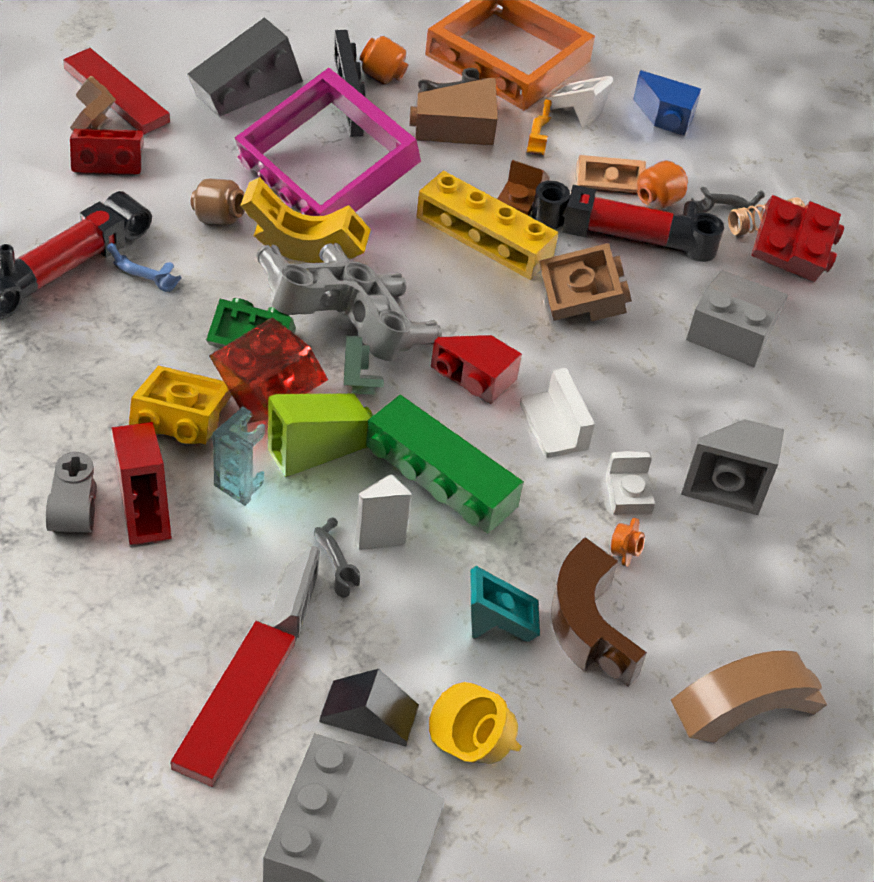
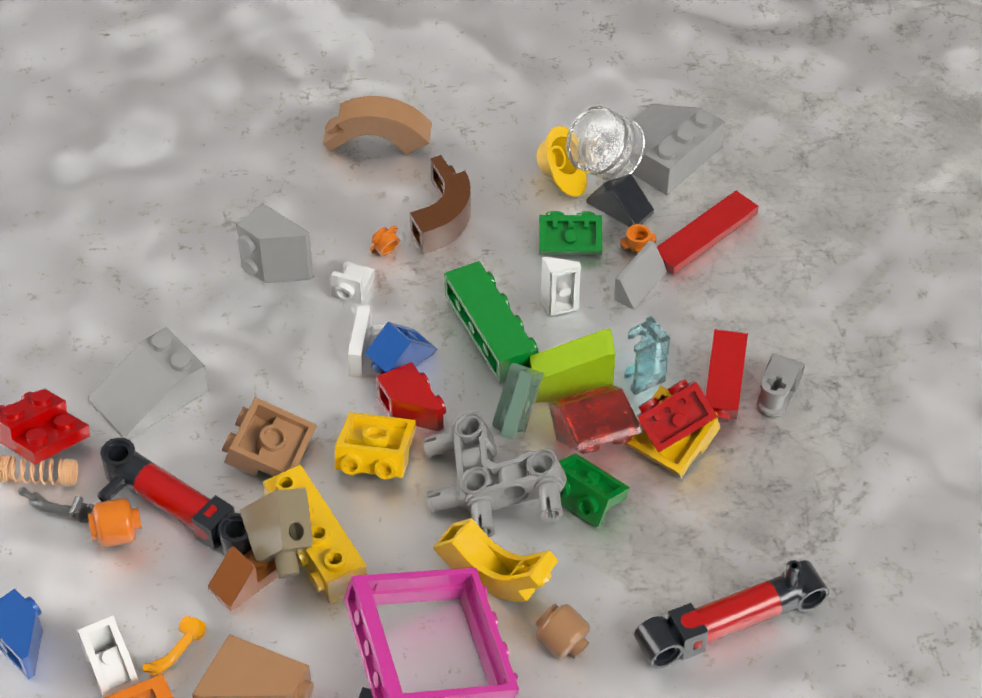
camera: 150 degrees left, 0 degrees up
(162, 278) = (644, 569): medium blue piece -> none
(182, 383) = (675, 415): none -> red bracket
(320, 644) = (637, 237): none -> orange plate
(344, 571) = (598, 284): dark grey piece -> none
(412, 629) = (570, 233): none -> green bracket
(423, 743) = (605, 143): none -> clear wheel
(484, 305) = (374, 445): none -> yellow plate
(503, 606) = (509, 217): teal slope -> none
(506, 173) = (279, 528): none -> dark tan torso
(518, 406) = (397, 347): none -> blue slope
(609, 173) = (143, 573): light nougat slope -> none

